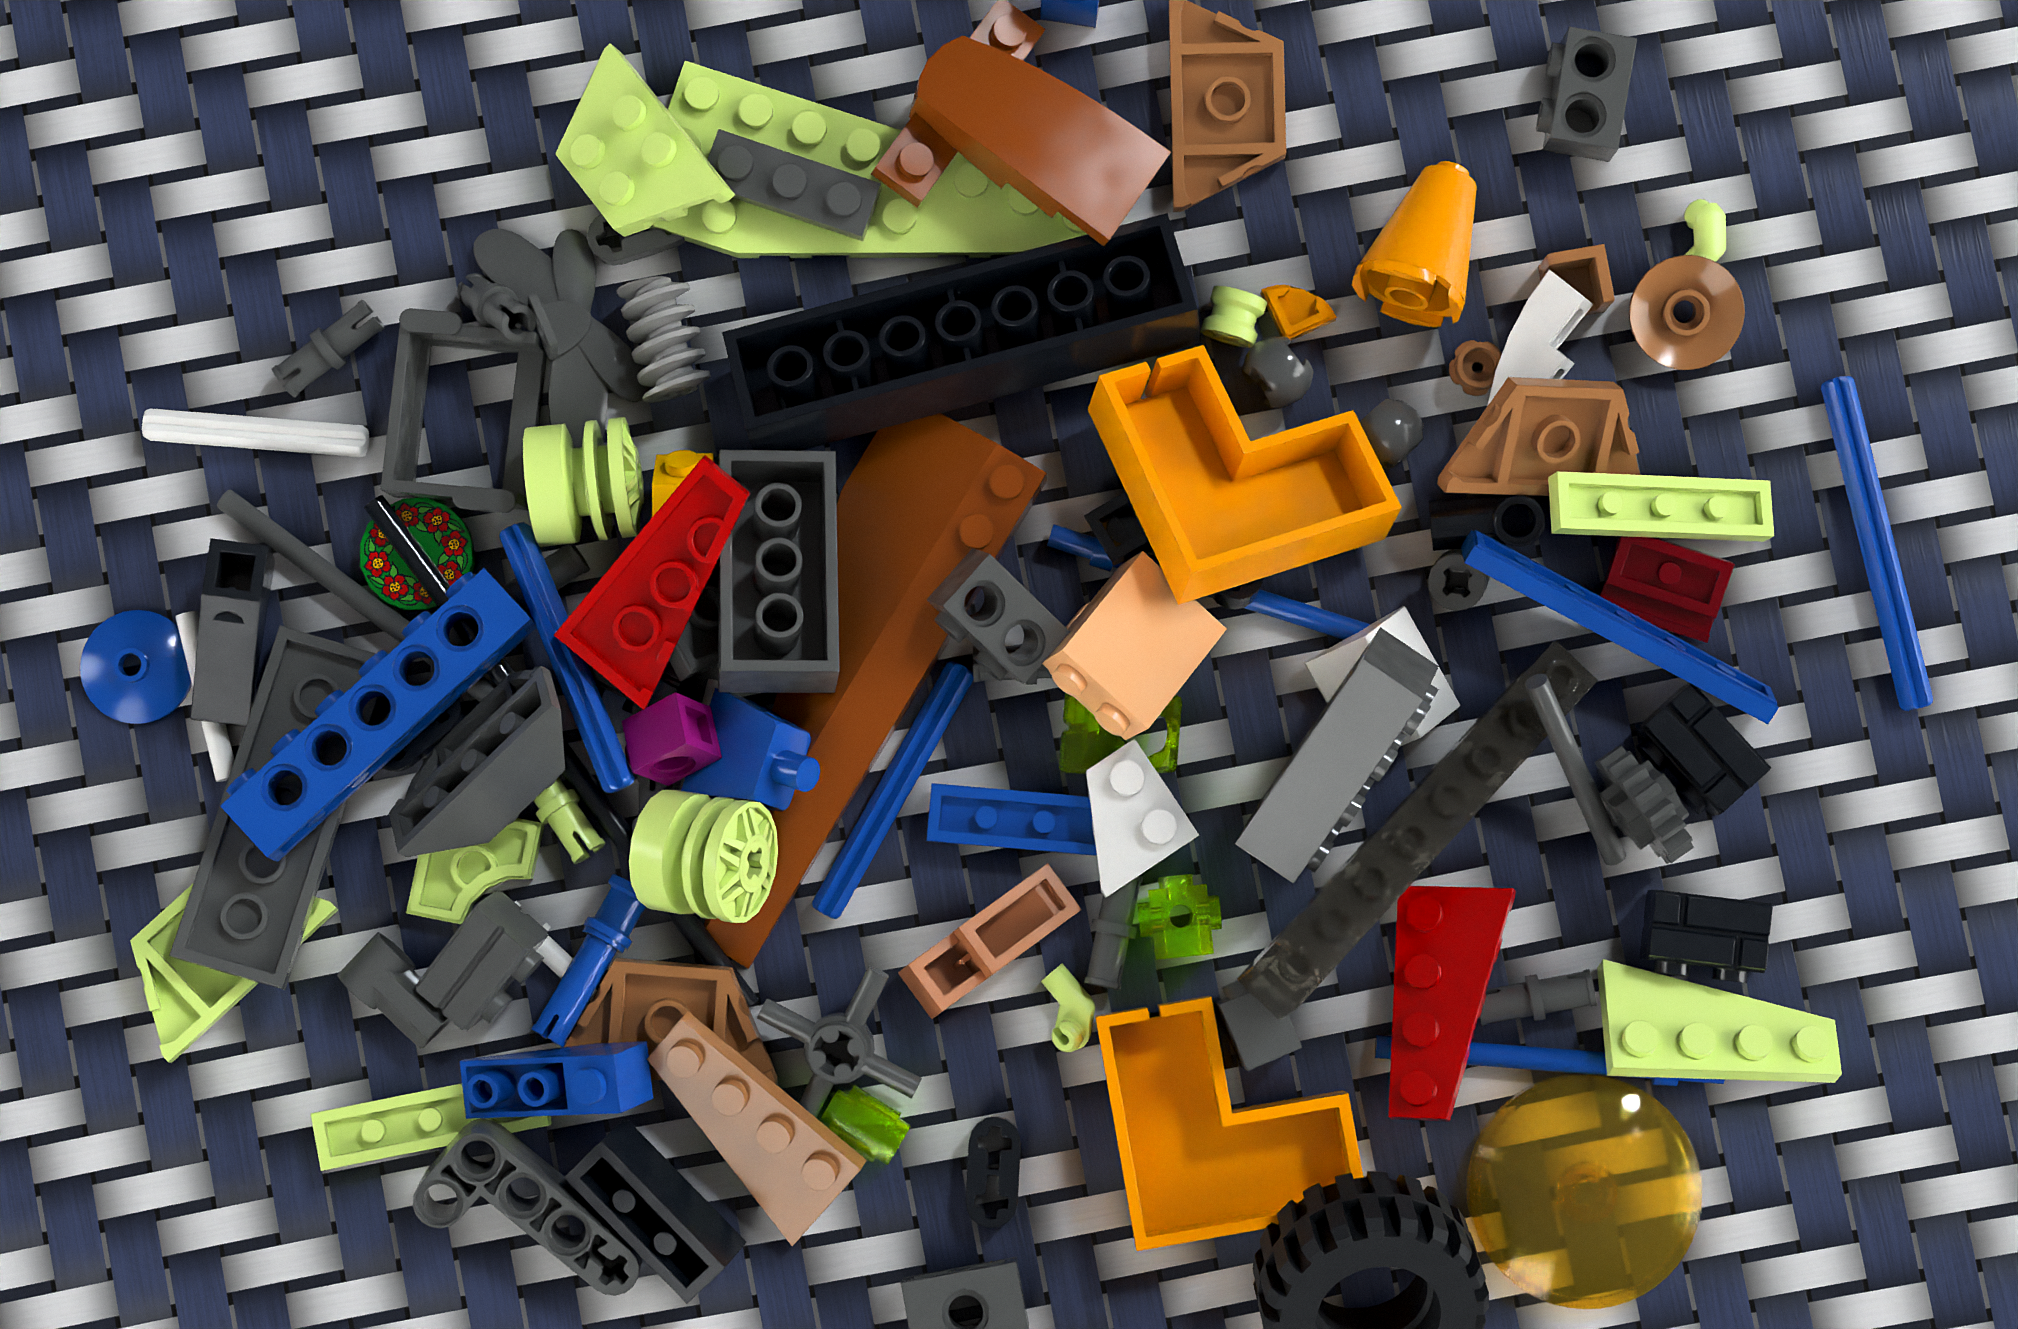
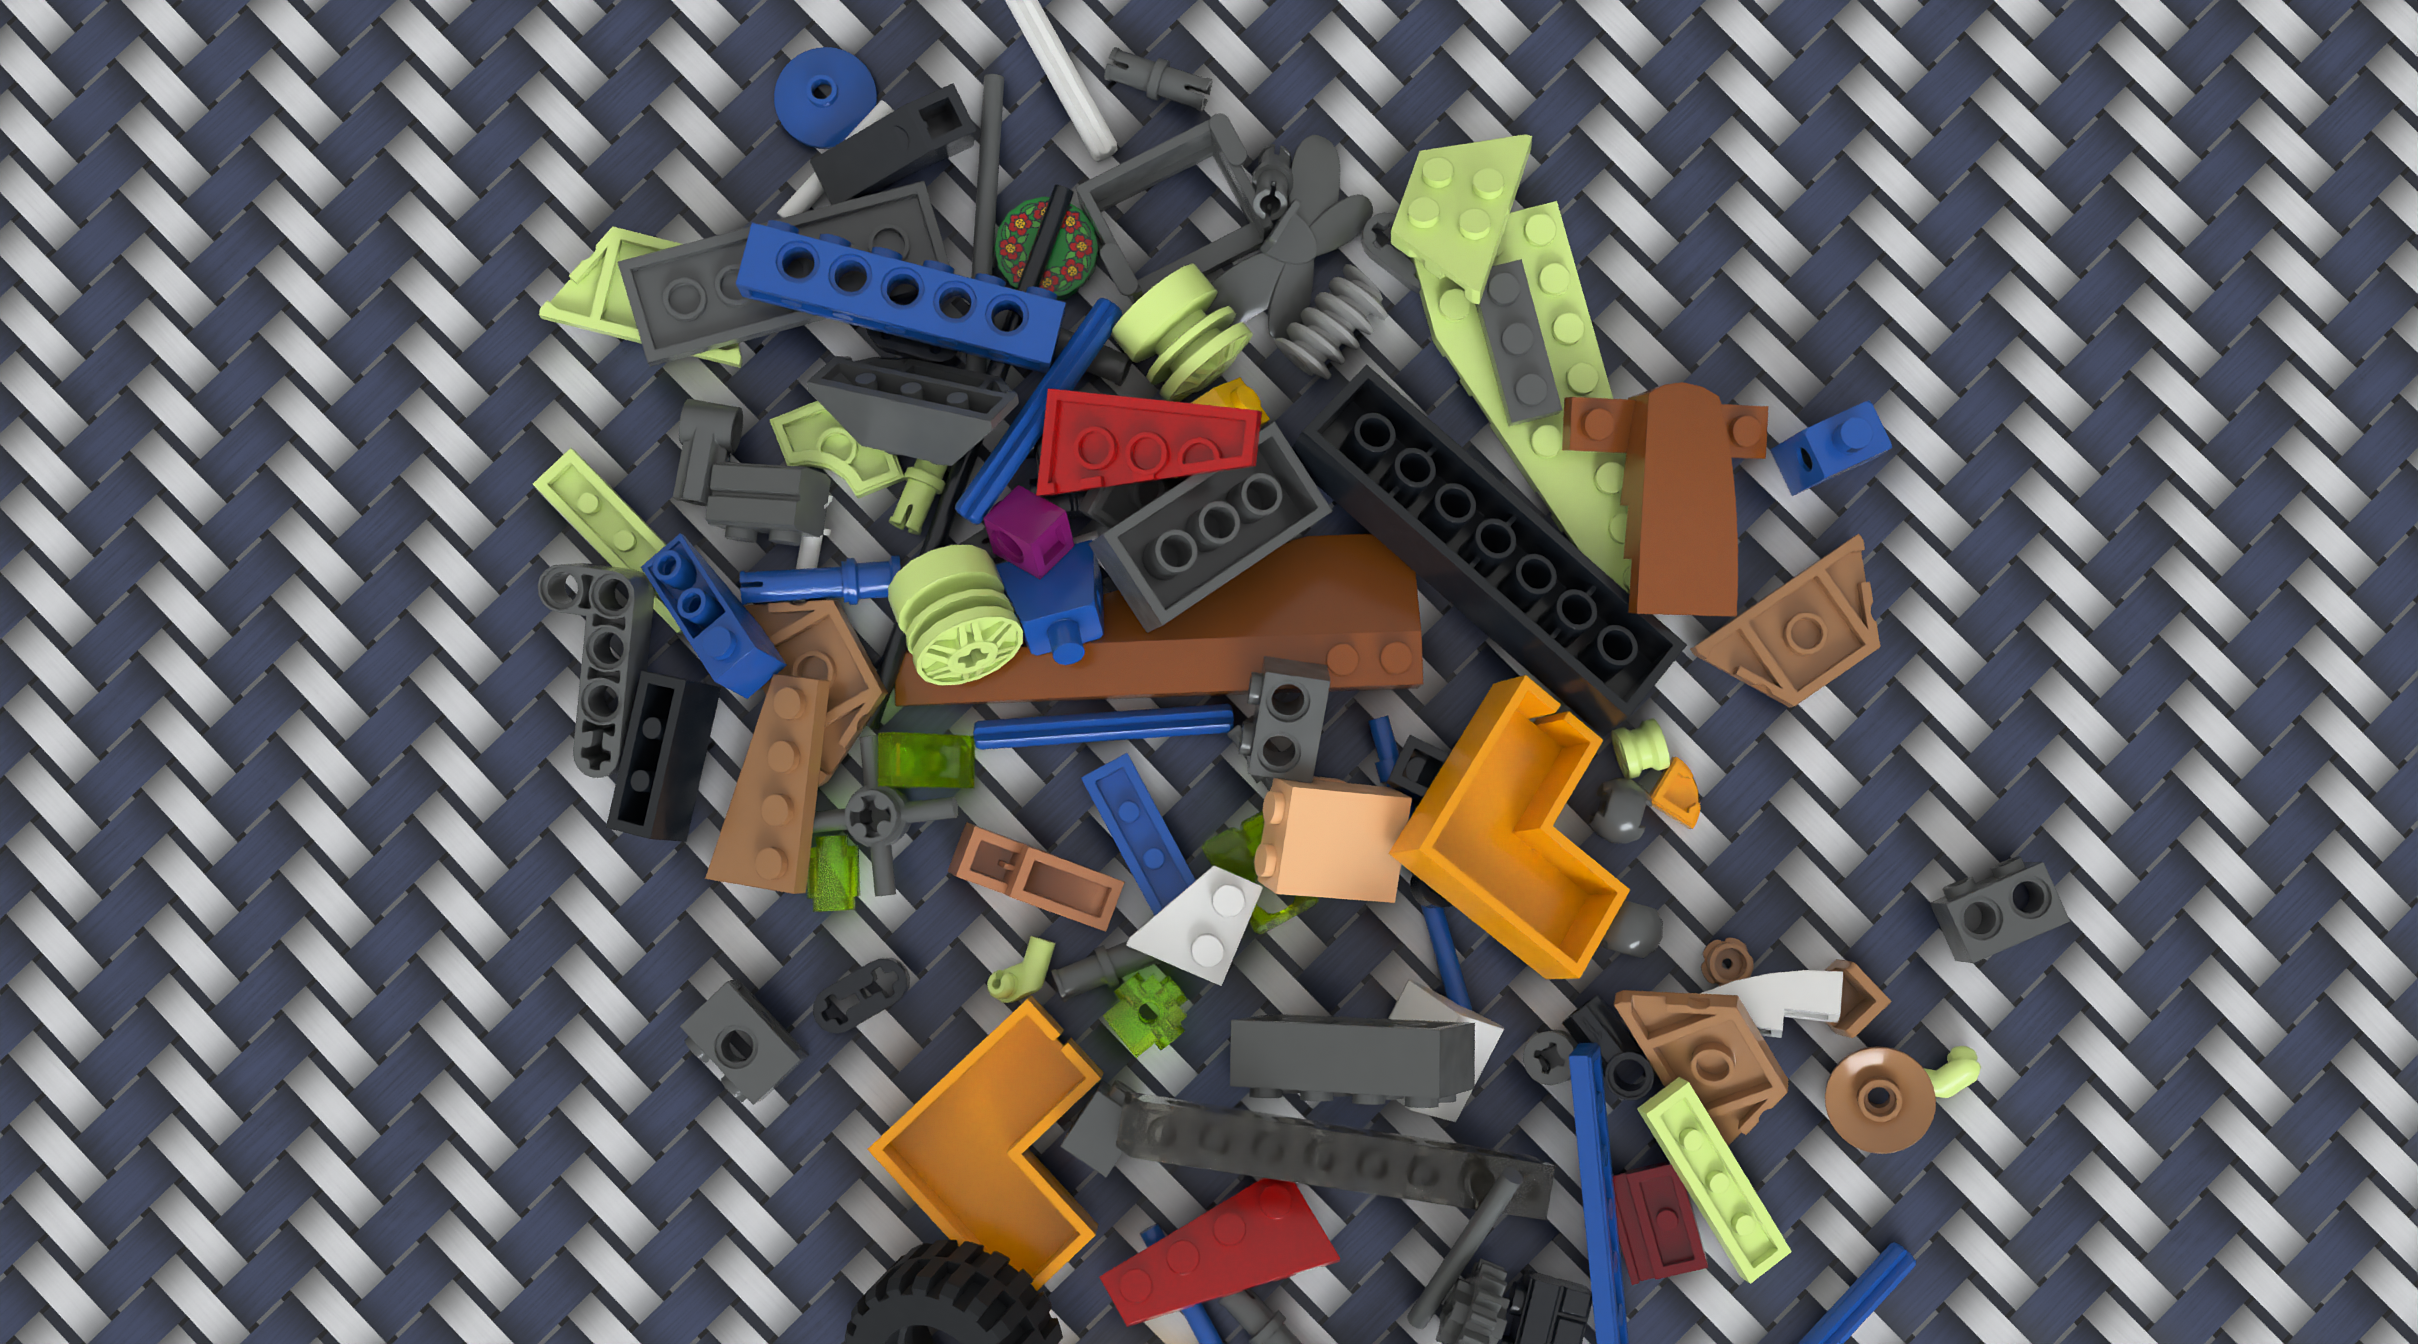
camera: 45 degrees right, 0 degrees up
(818, 971) = (925, 760): none -> clear neon green slope
(1423, 250) = (1791, 862): light orange cone -> none

